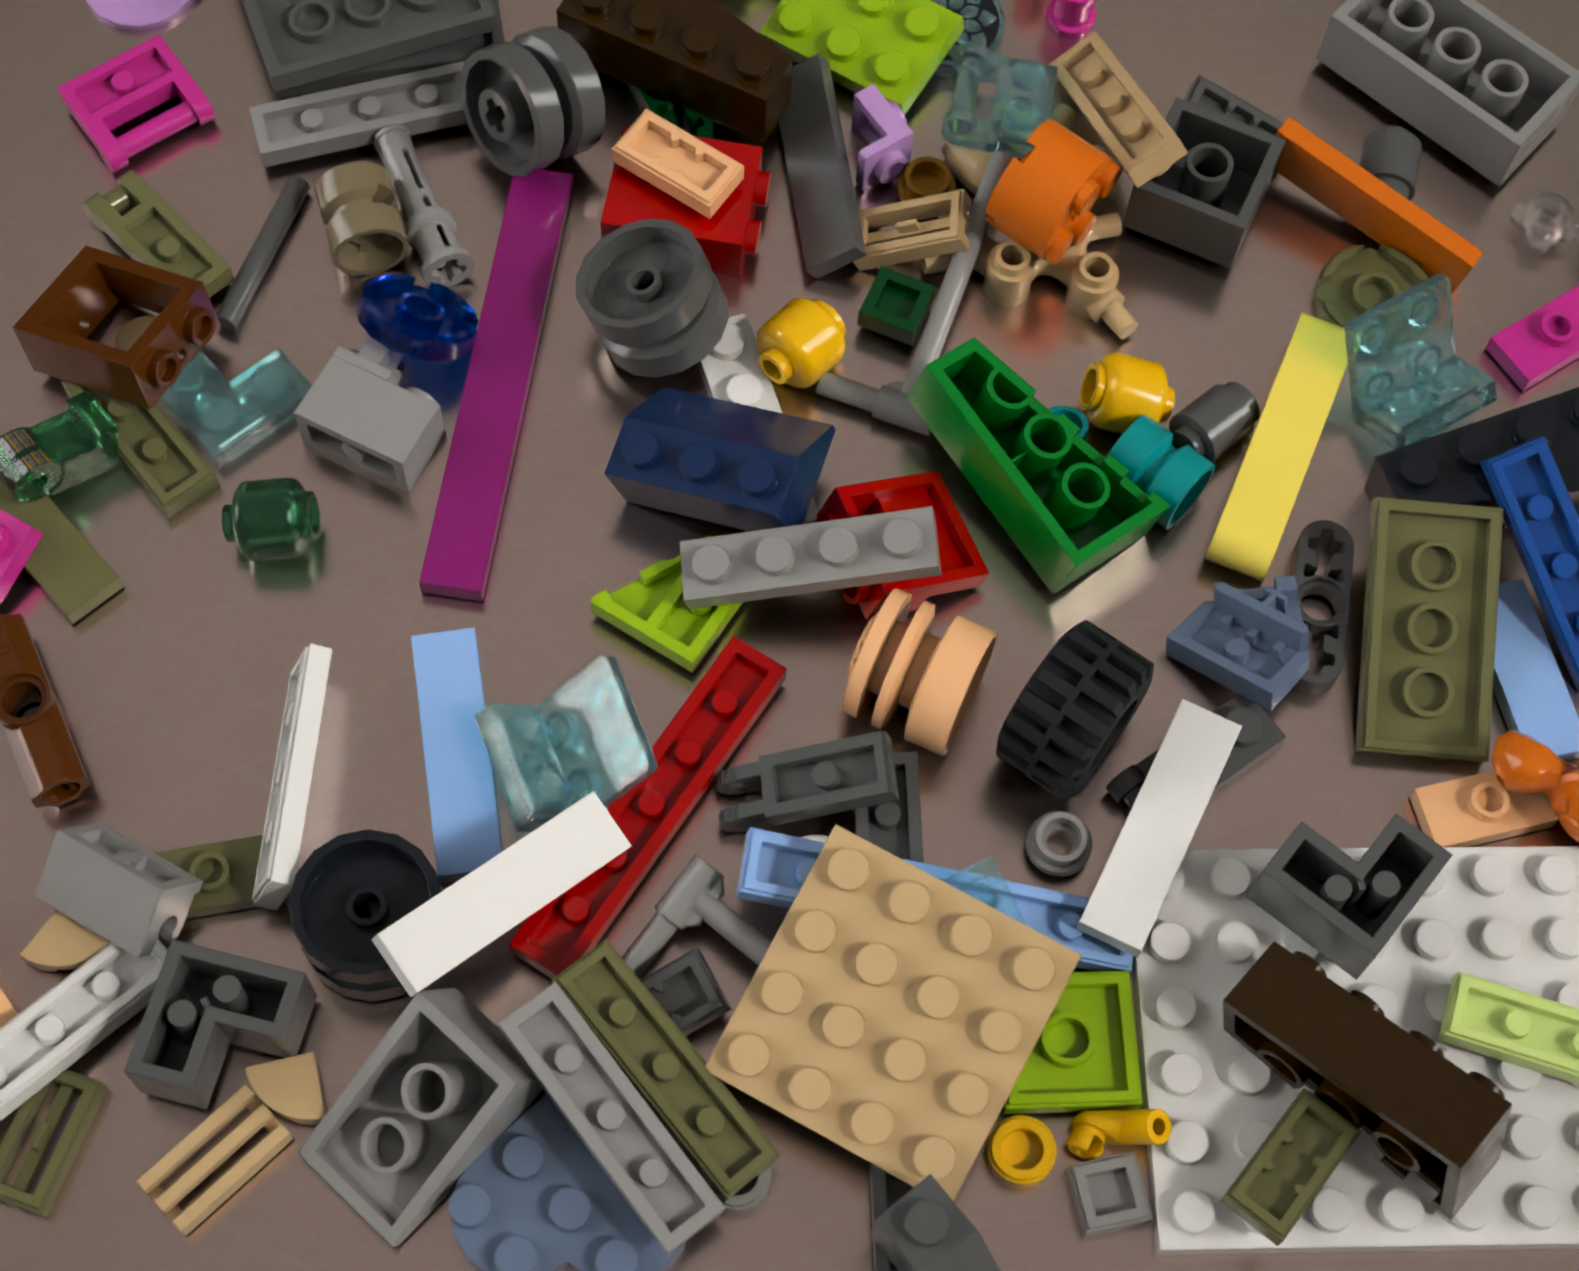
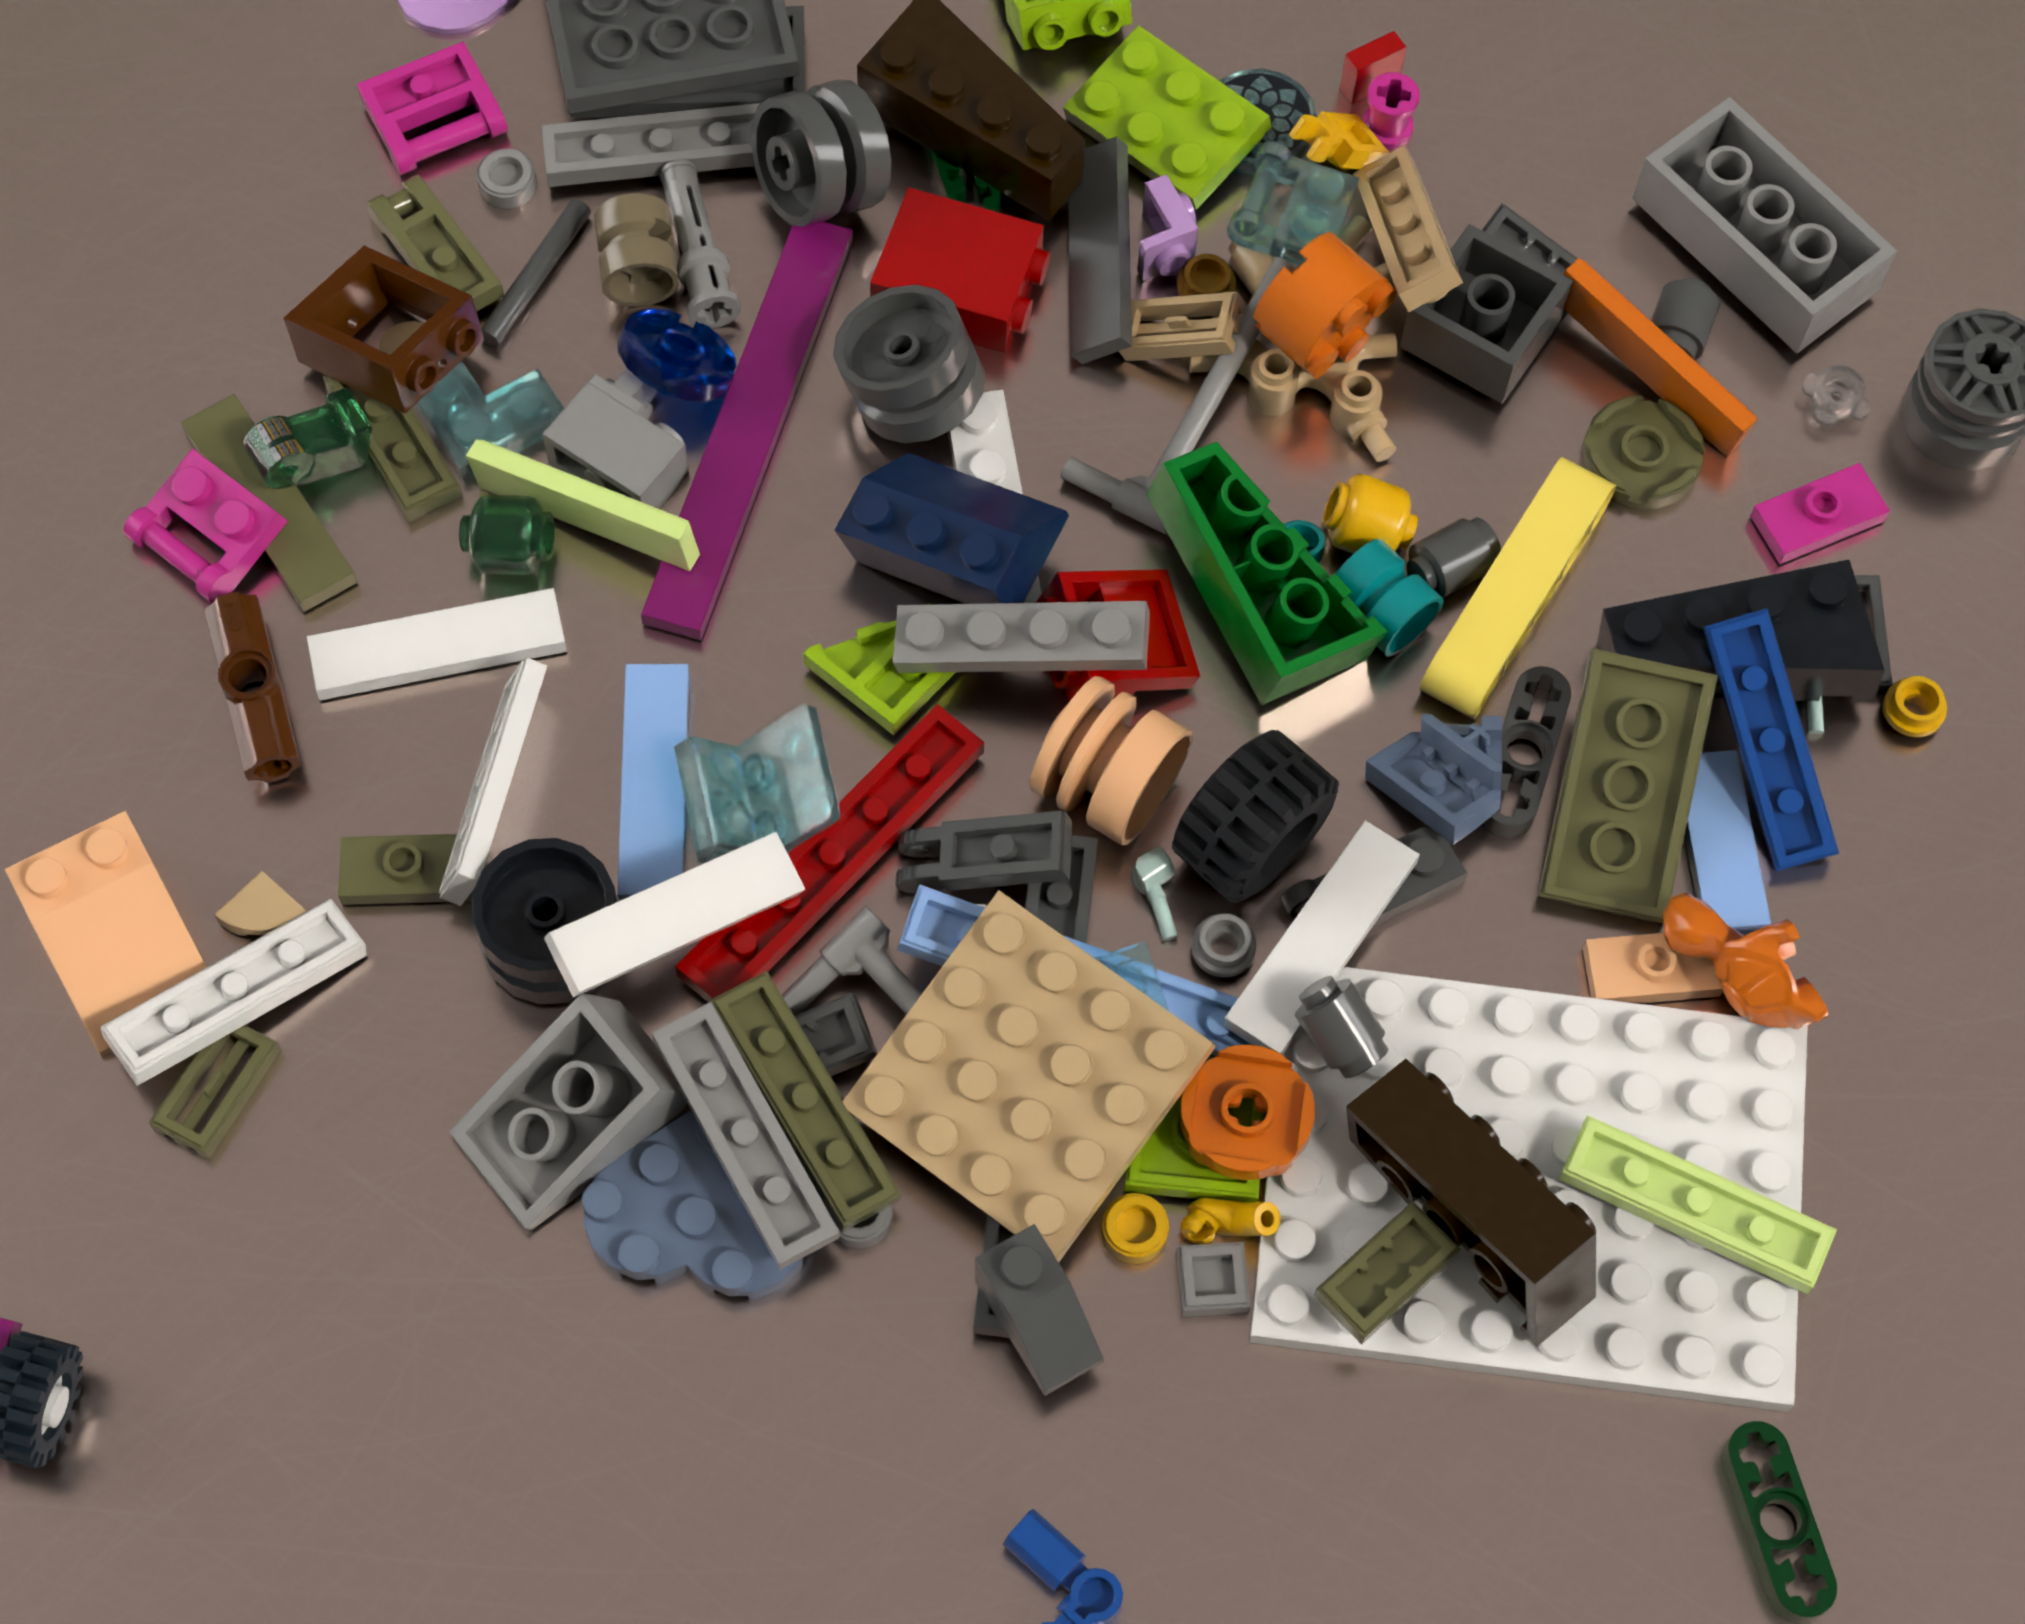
camera: 10 degrees right, 0 degrees up
(116, 887) = (313, 863): light grey hinge -> none
(197, 1141) = (358, 1108): tan tile -> none
(205, 1005) = (386, 982): dark grey brick -> none
(212, 640) = (436, 644): none -> white tile
(221, 164) = (506, 178): none -> light grey tile
(290, 1087) = (451, 1071): tan tile -> none
(347, 478) = (585, 504): none -> yellowish green tile
(677, 163) = (954, 232): light nougat plate -> none
(801, 342) = (1051, 426): yellow head -> none
(896, 305) = (1154, 400): dark green plate -> none
(971, 783) = (1148, 875): none -> light aqua hand
(1031, 33) = (1339, 139): none -> yellow plate
(1147, 991) = (1240, 1150): none -> orange plate
(1200, 915) = (1341, 1026): none -> dark grey brick
(1345, 904) = (1488, 1036): dark grey brick -> none
(1407, 369) = (1659, 523): clear light blue bracket -> none

